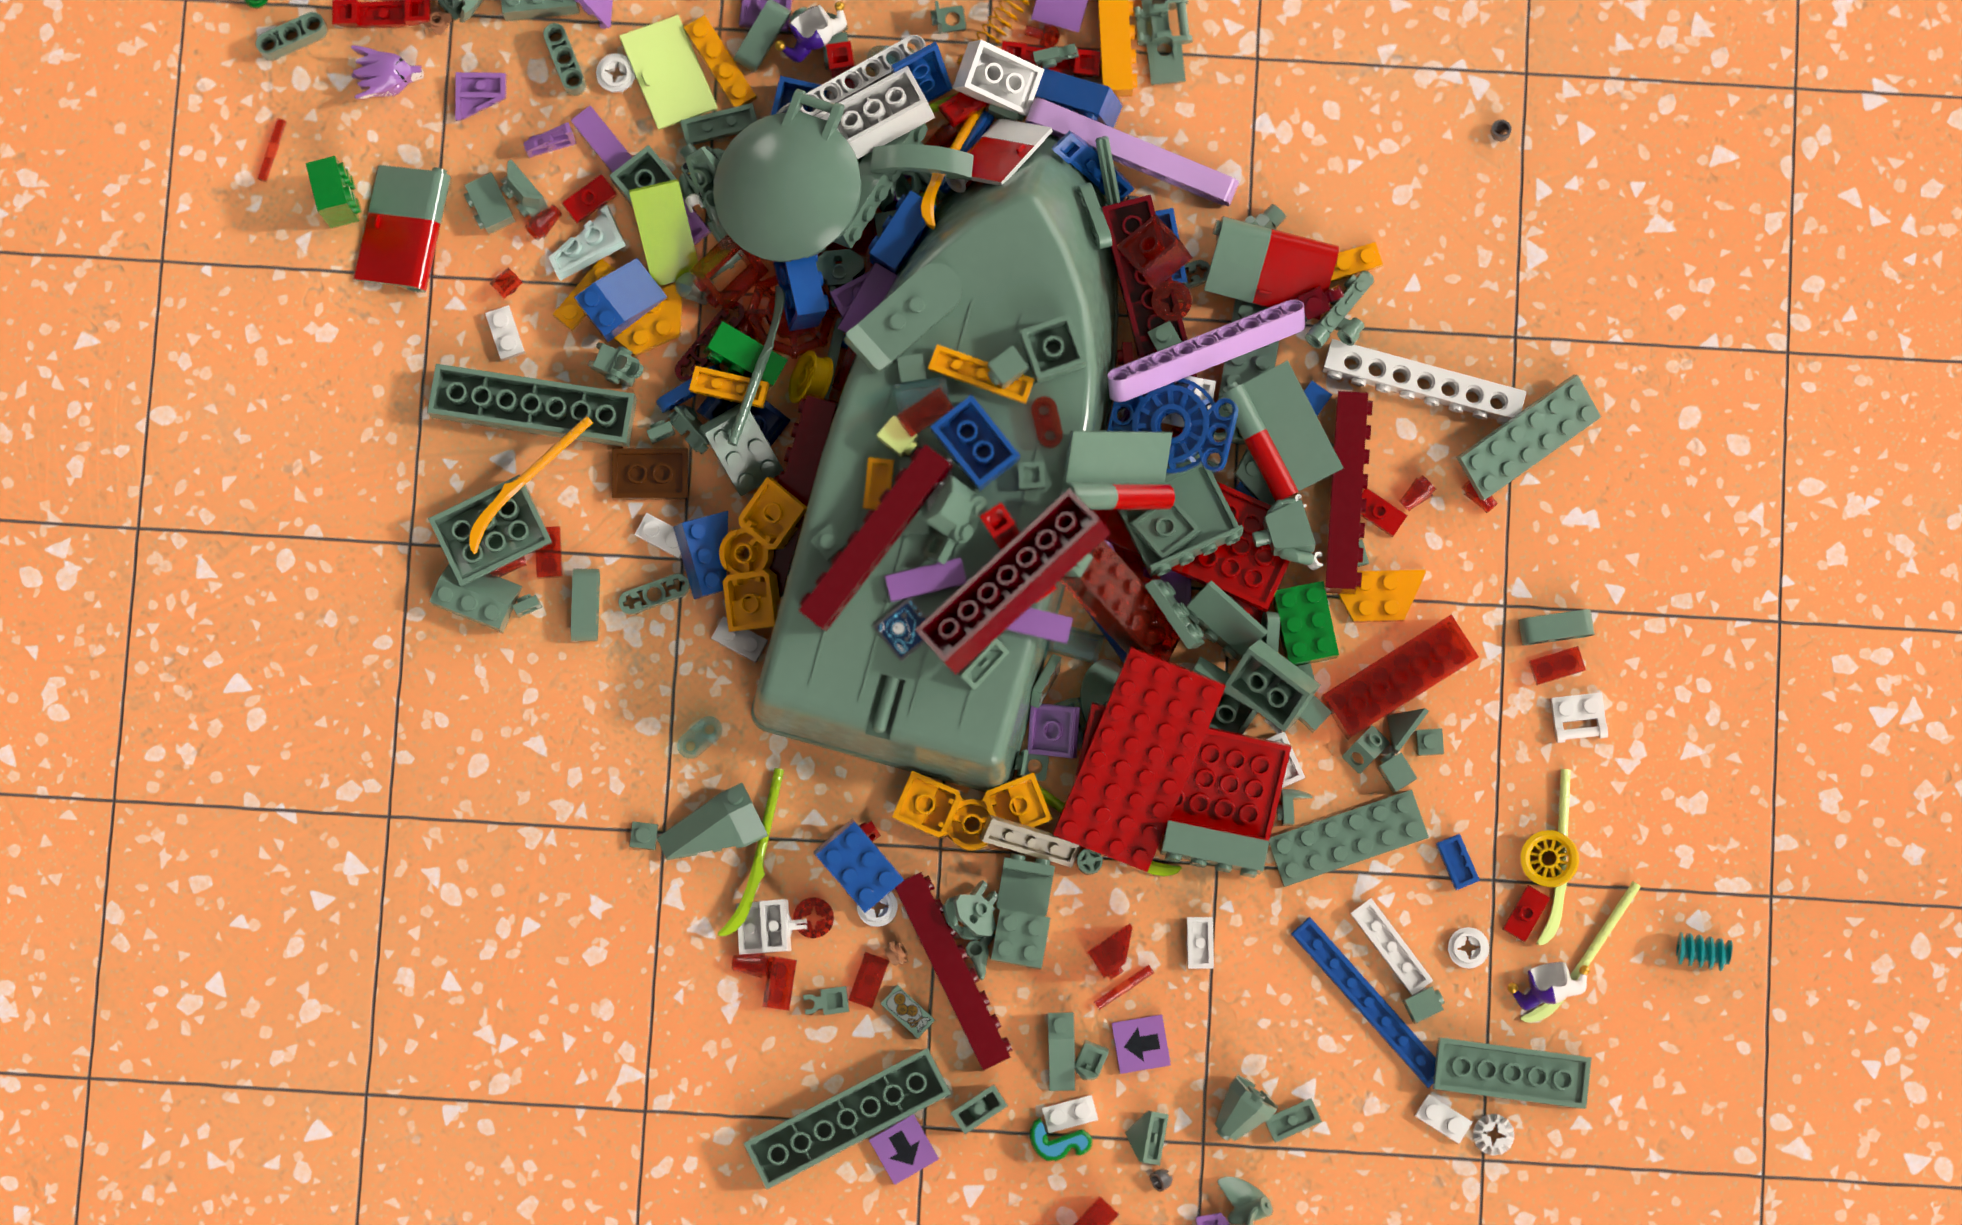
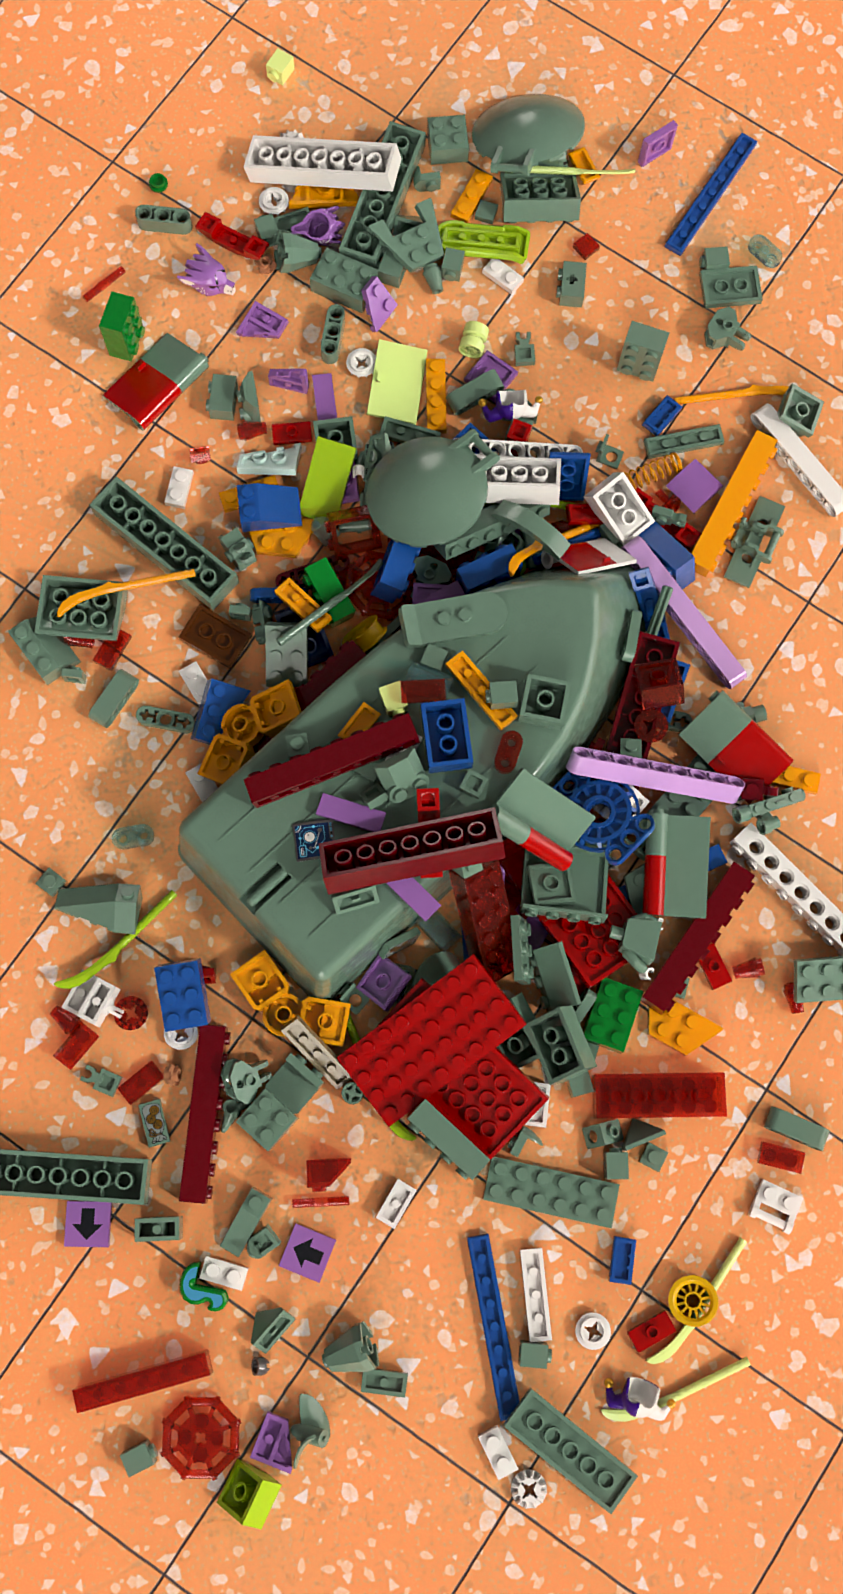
camera: 25 degrees right, 5 degrees down
(1703, 950) = (771, 1445): teal piece -> none

